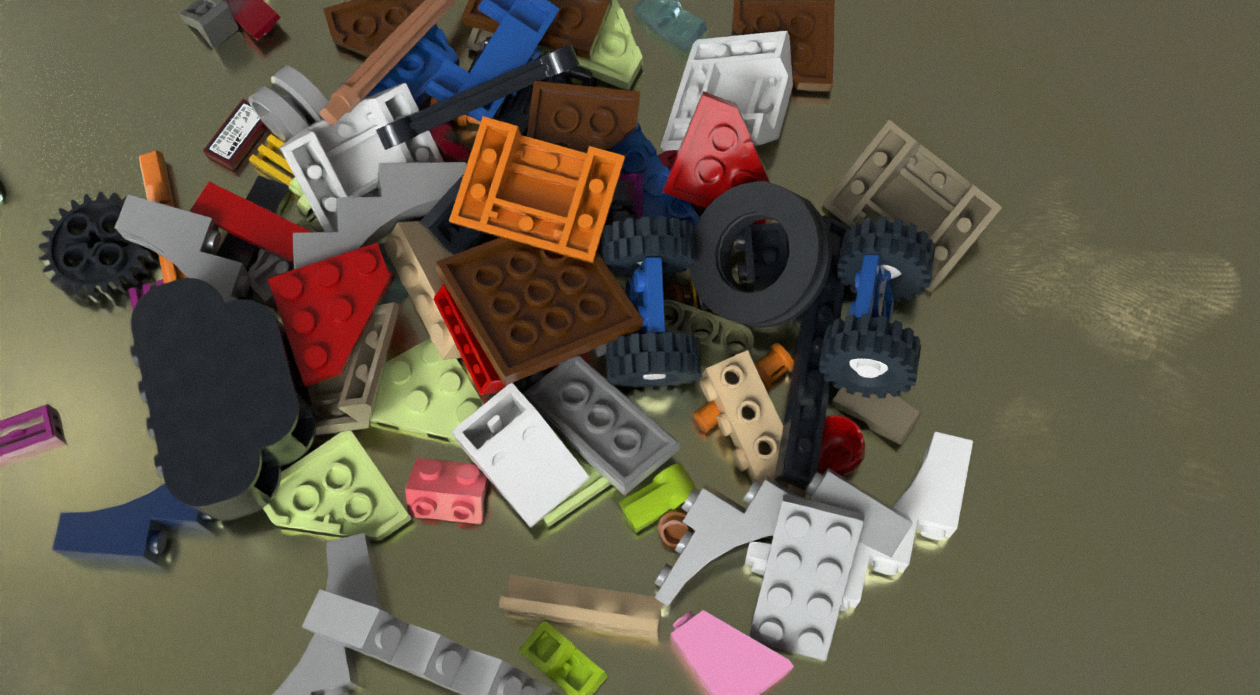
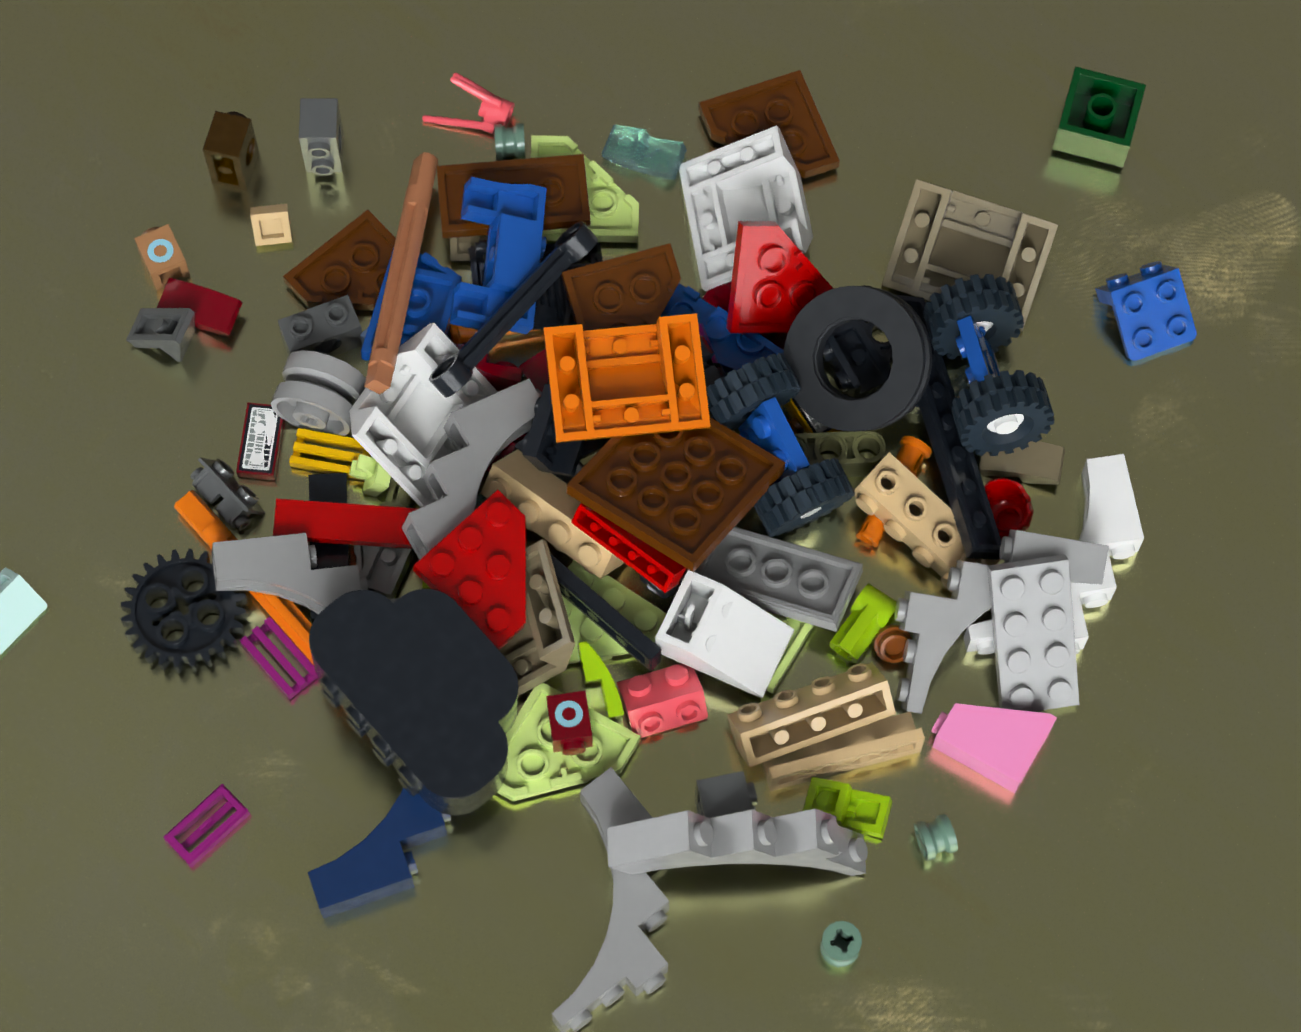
camera: 30 degrees left, 0 degrees up
(185, 152) = (217, 481): none -> dark grey hinge
(326, 60) = (323, 329): none -> dark grey brick
(347, 476) = (569, 722): none -> dark red brick
(399, 437) = (595, 671): none -> lime slope
(425, 389) = (606, 617): none -> black tile
(445, 611) = (724, 795): none -> dark grey brick
(567, 561) = (811, 713): none -> tan brick
(1058, 319) = (1149, 309): none -> blue bracket
(1085, 129) = (1099, 116): none -> dark green brick

